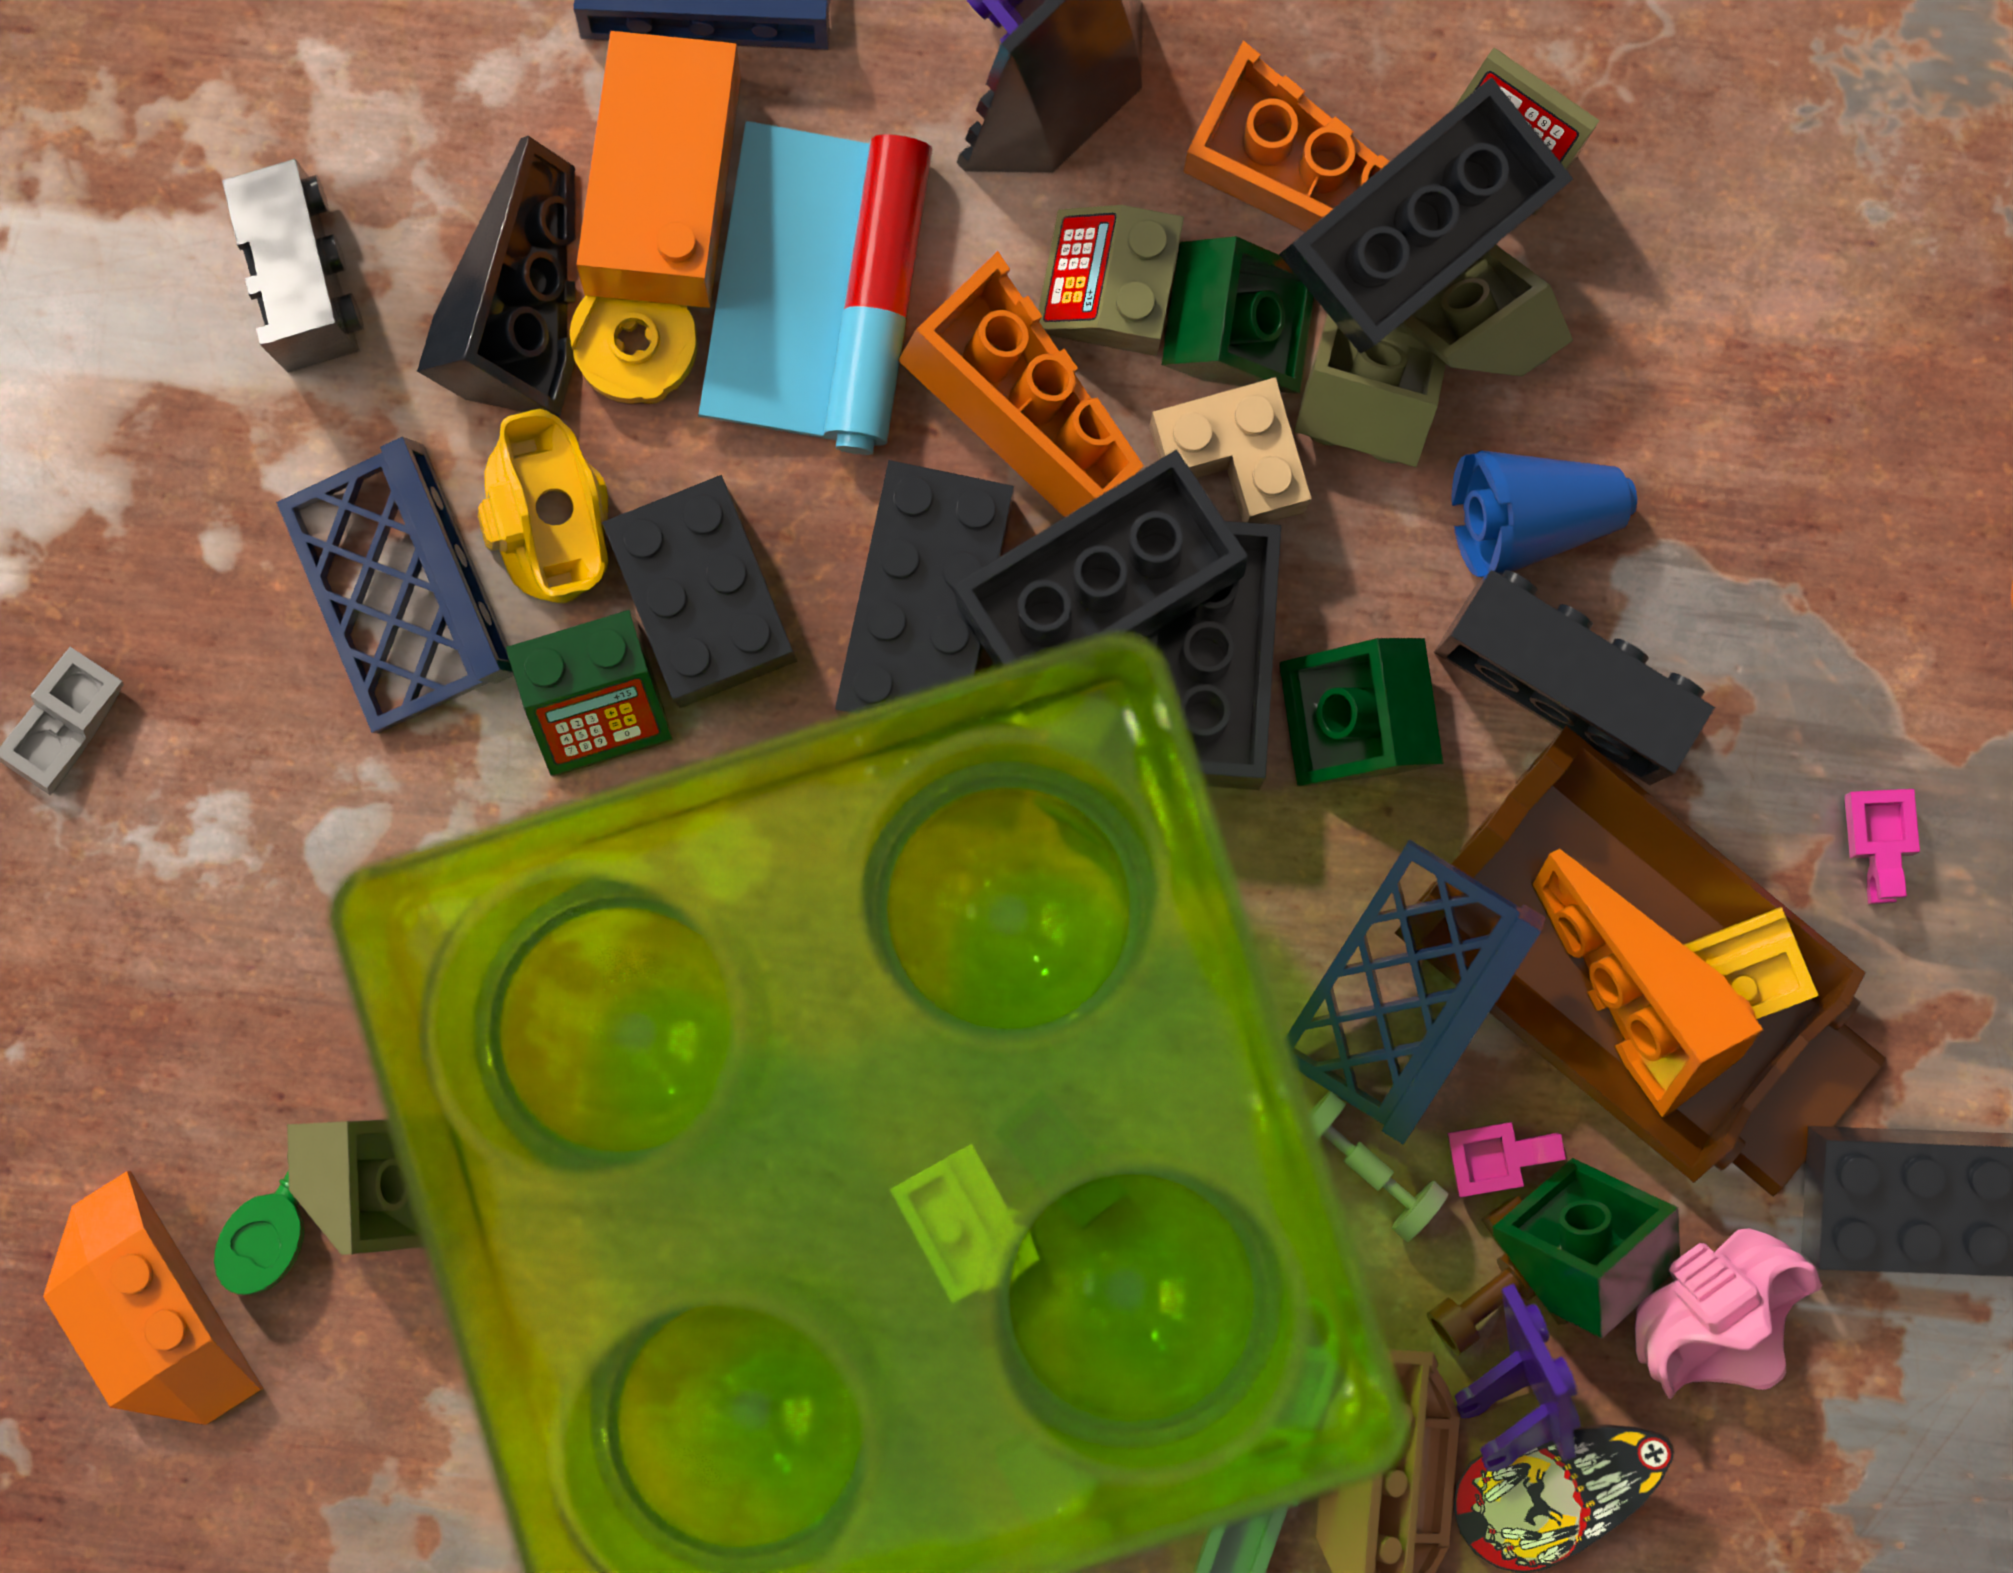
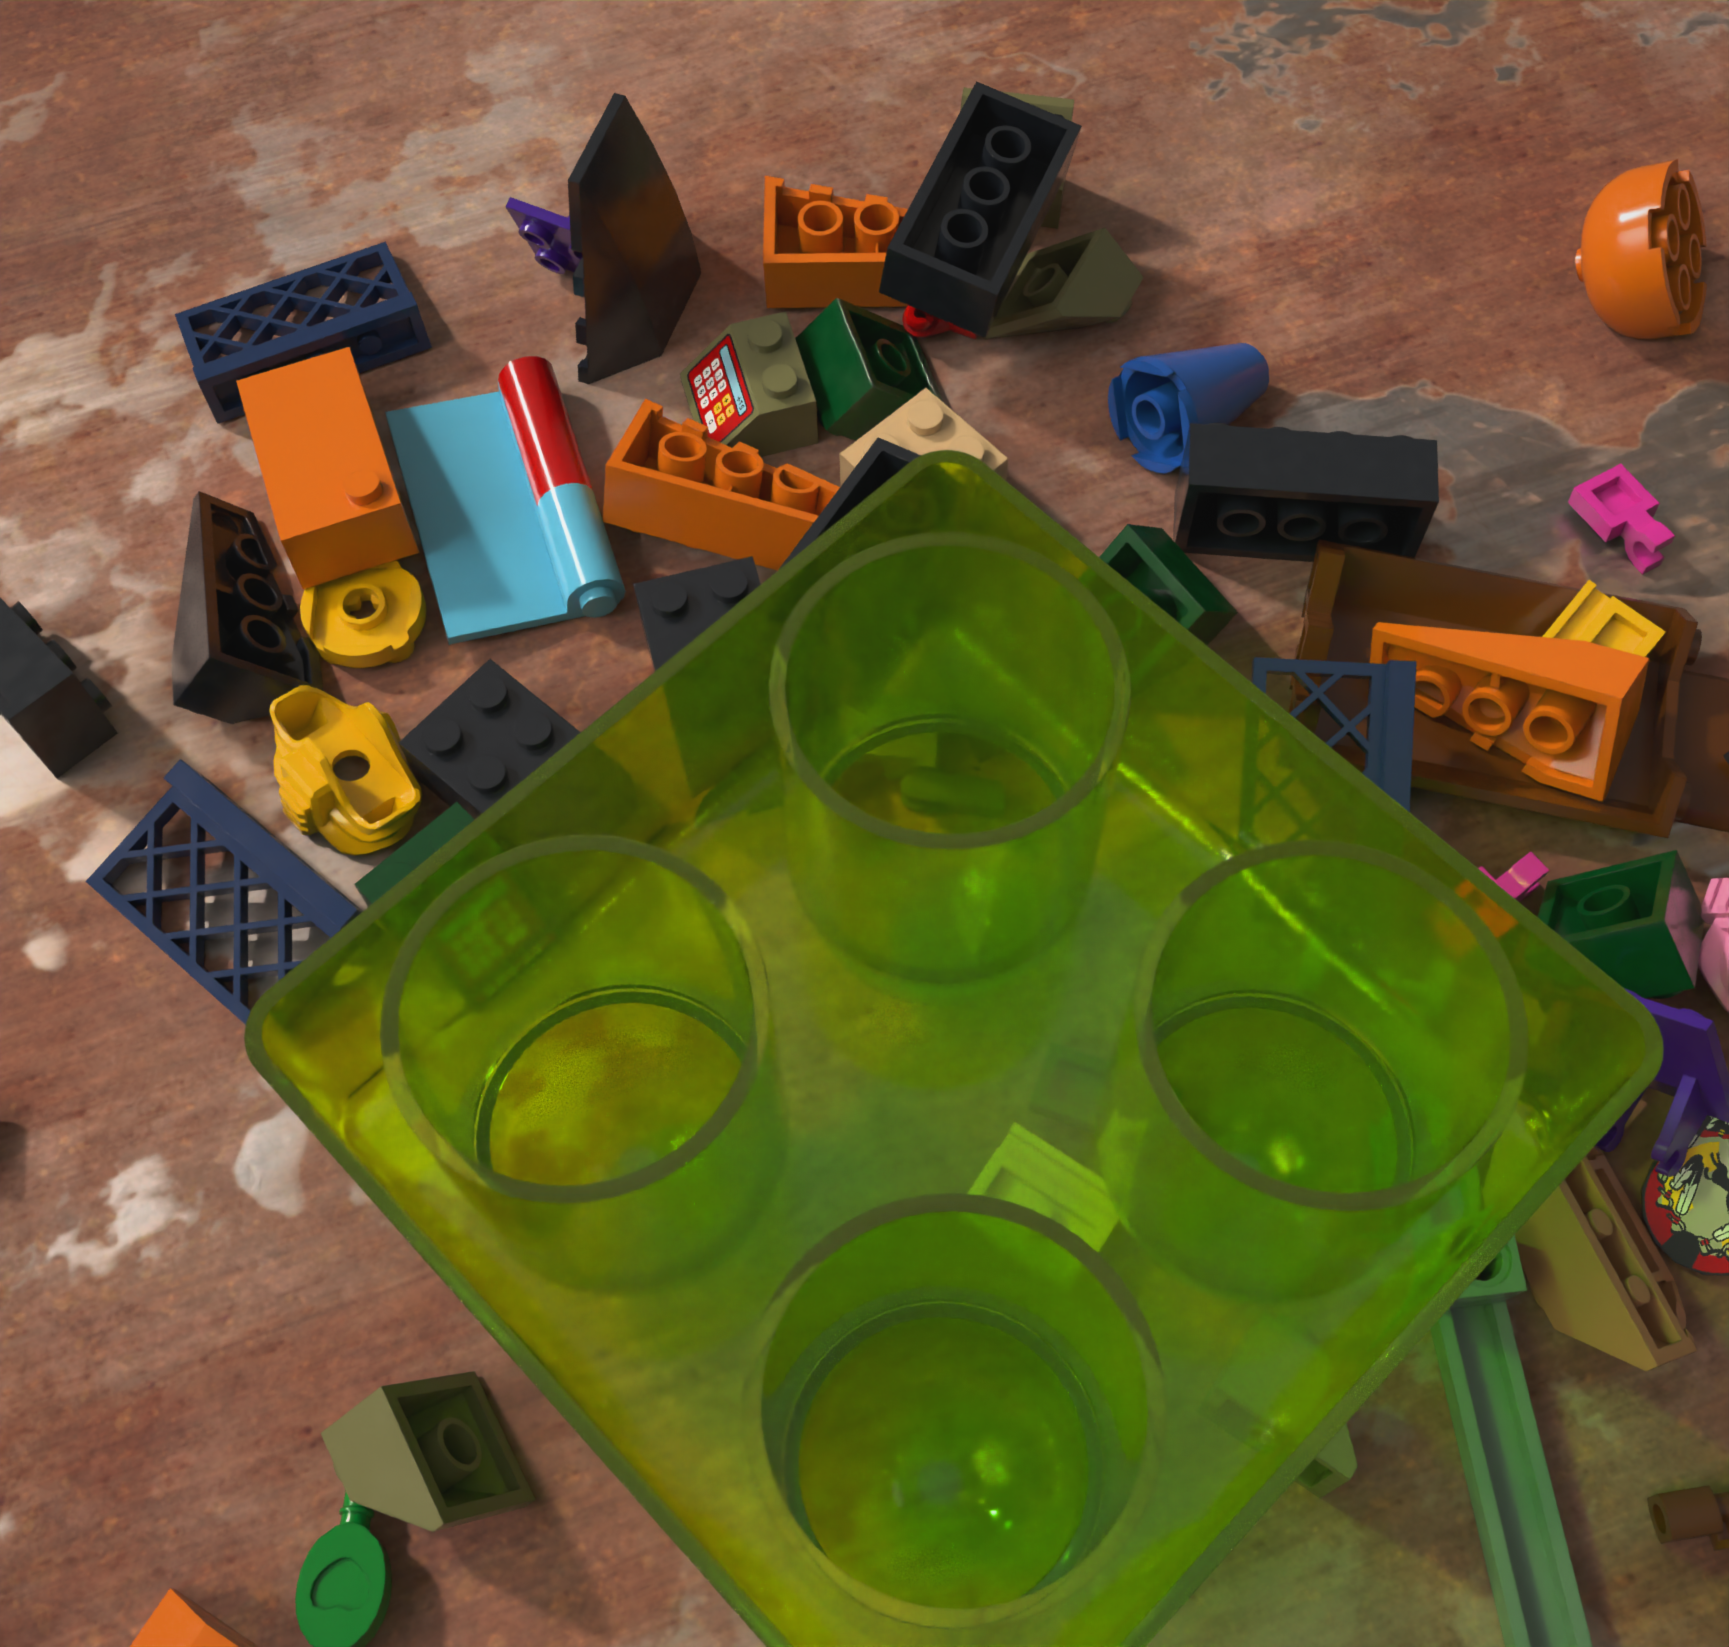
camera: 25 degrees left, 20 degrees down
(1372, 399) = (1010, 381): olive slope -> none

